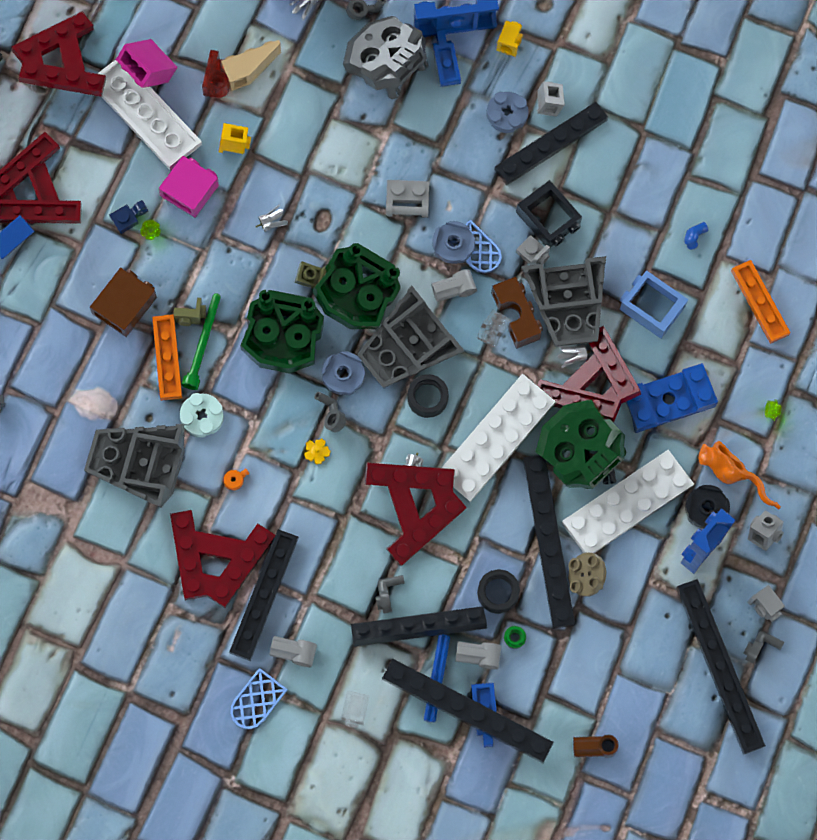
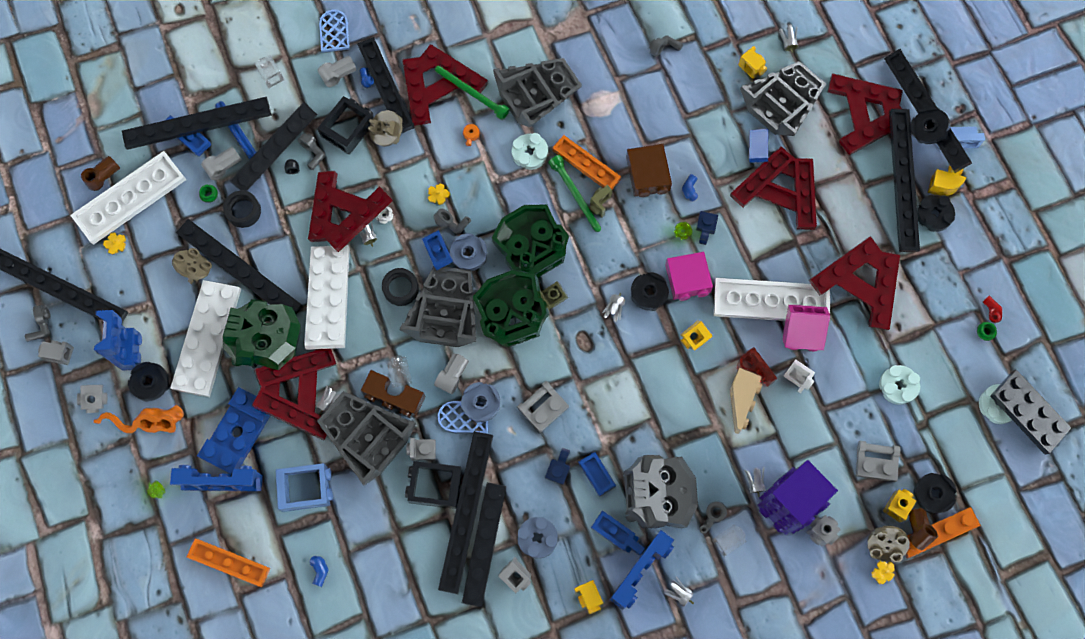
camera: 140 degrees right, 0 degrees up
(107, 259) = (688, 189): none -> blue arm
(188, 38) = (800, 375): none -> white bracket
(189, 472) = (500, 110): none -> green piece
(228, 218) = (645, 301): none -> black plate
(276, 618) = (366, 80): none -> blue arm
(298, 539) = (378, 128): none -> dark tan plate
(312, 601) = (336, 139): none -> black window
(367, 396) = (437, 250): none -> blue plate
(416, 115) = (597, 474): none -> blue tile
(419, 593) = (291, 167): none -> black hinge
(443, 143) = (558, 469): none -> dark blue plate
(551, 170) = (465, 513): none -> black plate
(589, 698) = (128, 197): none -> white plate
(636, 667) = (115, 243): none -> yellow plant
(698, 344) = (191, 480): none -> blue piece

